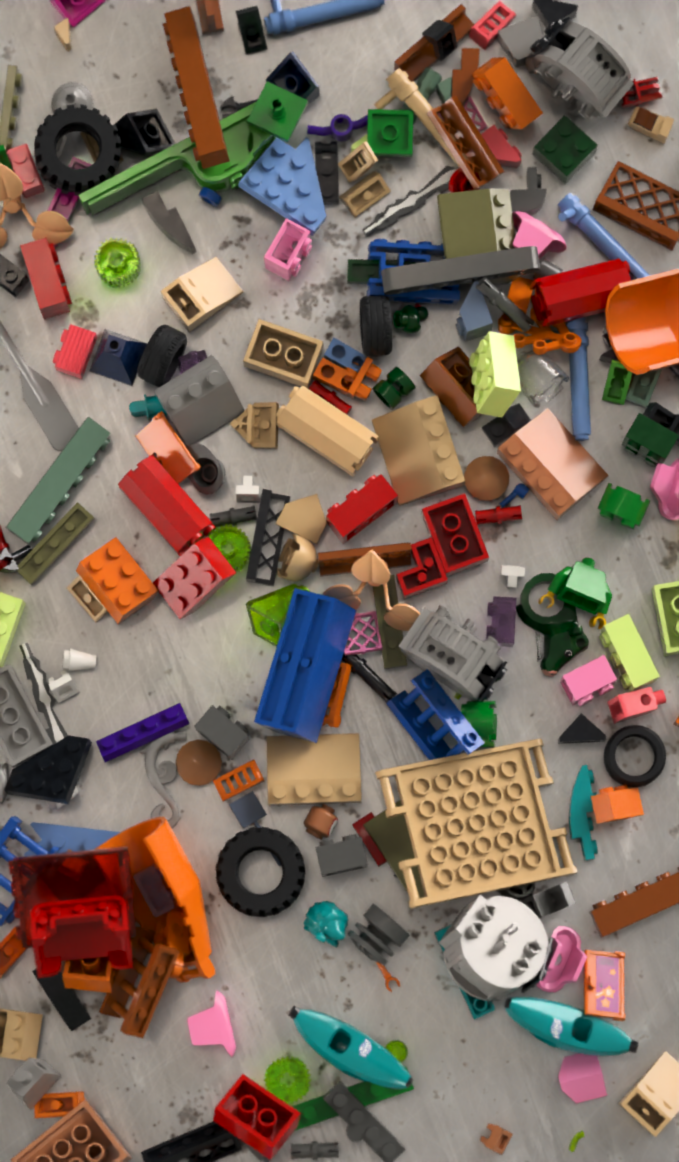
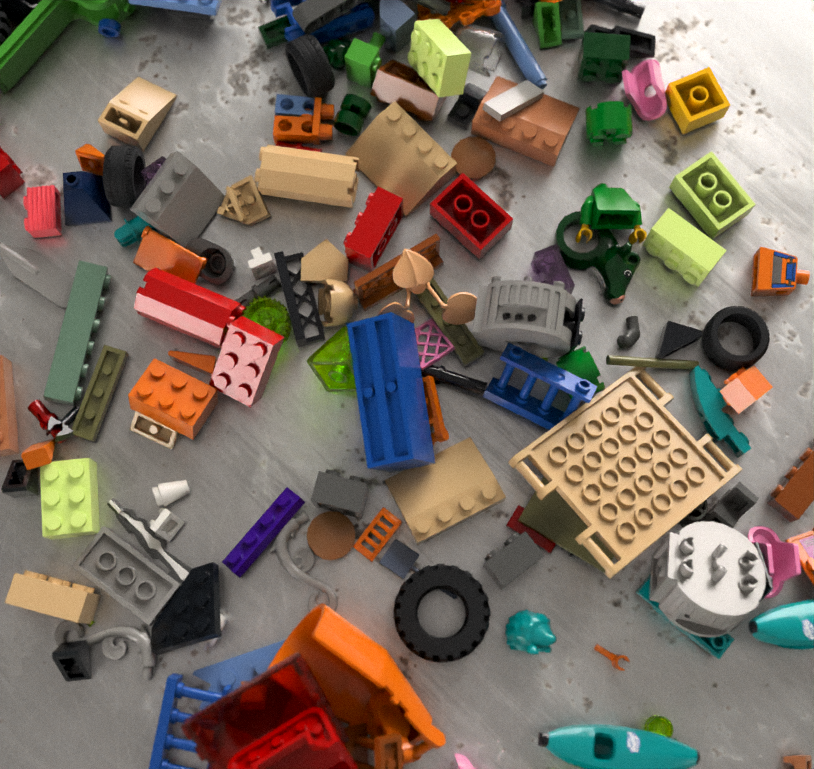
camera: 25 degrees left, 5 degrees down
(120, 274) = (48, 117): clear neon green brick -> none
(139, 324) = (90, 159): none -> orange slope
(154, 890) = (346, 681): brick -> none
(155, 558) = (198, 362): none -> orange slope
(168, 222) = (81, 65): black slope -> none
(283, 353) = (236, 128): tan brick -> none
(292, 234) = (202, 50): bright pink piece -> none
(320, 821) = (475, 536): nougat head -> none
(378, 935) = (586, 620): dark grey wheel -> none
(427, 573) = (461, 258): red brick -> none
(429, 343) = (364, 60): none -> bright green brick
(498, 515) = (501, 182): red pin -> none
(512, 573) = (539, 228): white tile -> none
(520, 490) = (509, 154): blue hand -> none
(545, 444) = (513, 100): none -> light grey tile
(545, 710) = (631, 335): none -> dark grey arm
(550, 743) = (651, 362): none -> olive bar
(588, 680) = (660, 288): bright pink piece -> none
(635, 704) = (714, 287): coral torso -> none

